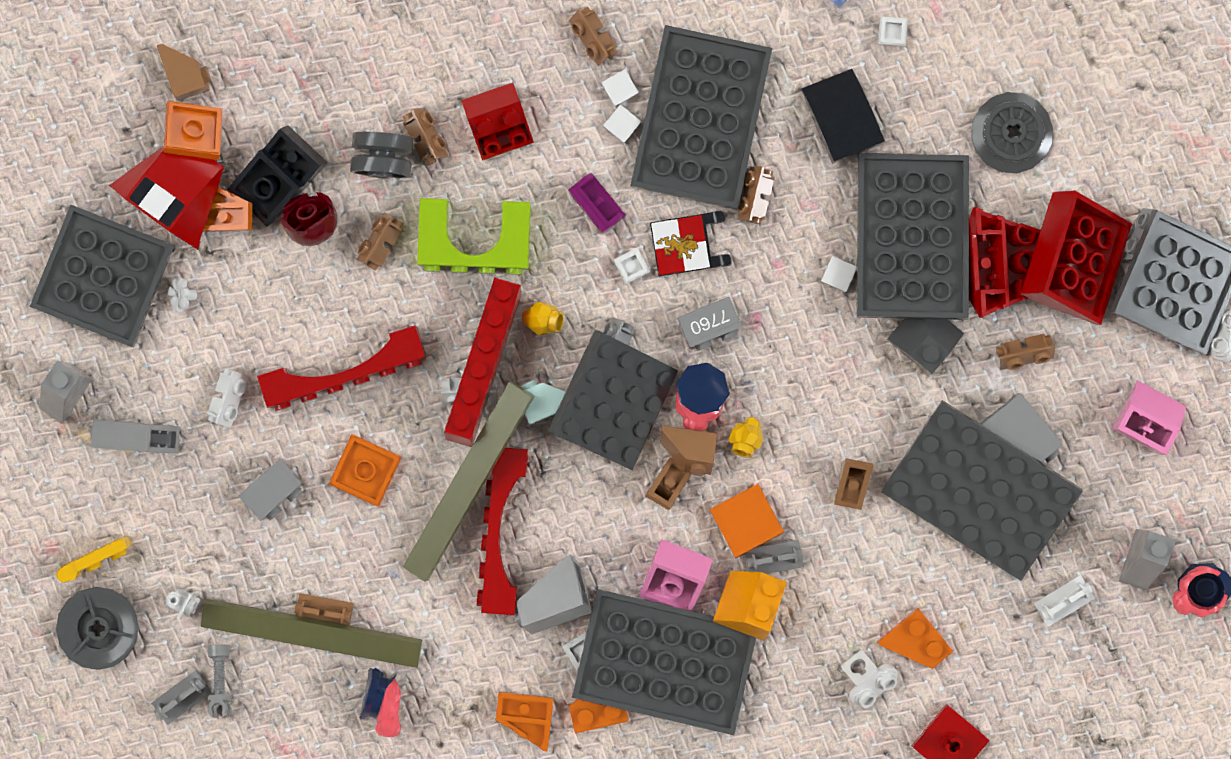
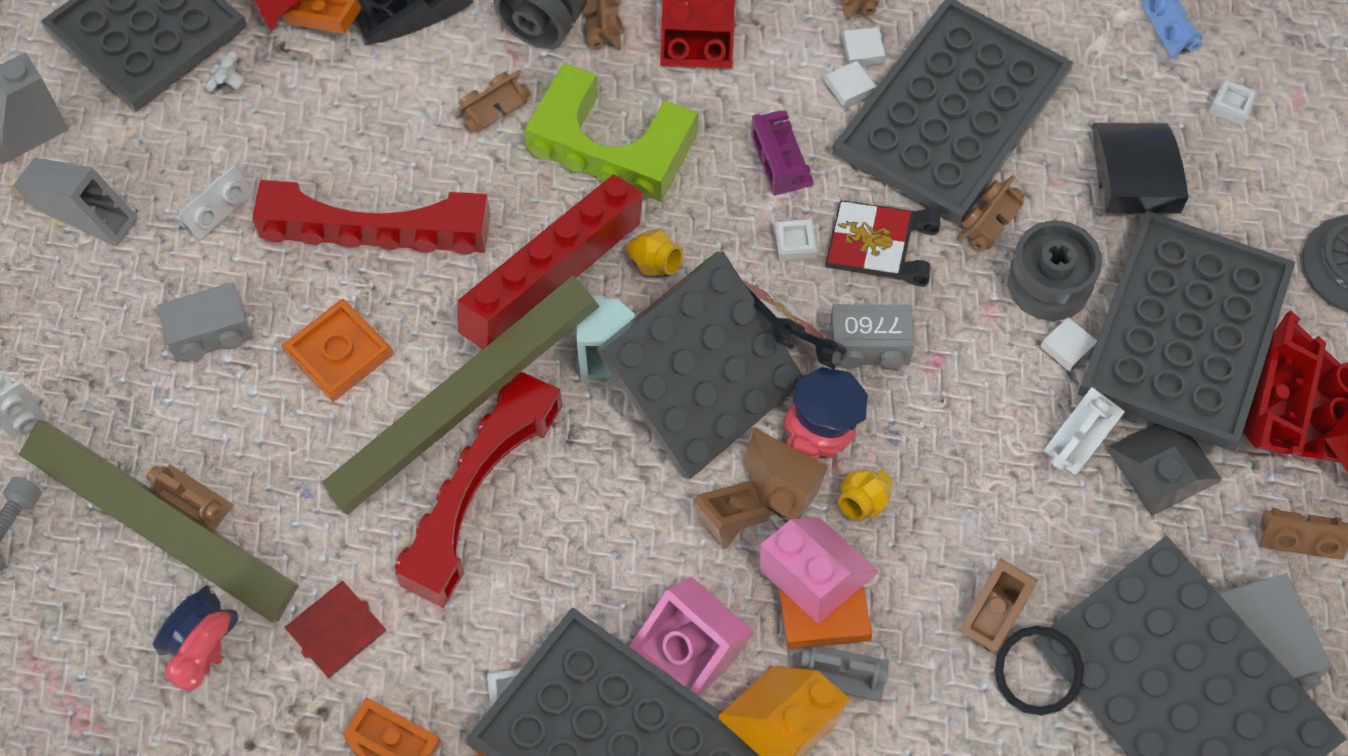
camera: 25 degrees right, 25 degrees down
(309, 219) = (419, 46): dark red cylinder -> none
(456, 654) = (335, 629): none -> clear red piece
(554, 598) = (505, 597): light grey slope -> none
(655, 344) = (789, 321): none -> black flag
(735, 500) = (814, 566): none -> bright pink slope
(824, 216) = (1054, 270): none -> dark grey wheel
(867, 342) = (1083, 431): none -> white hinge
(899, 490) = (1078, 675): none -> black piece

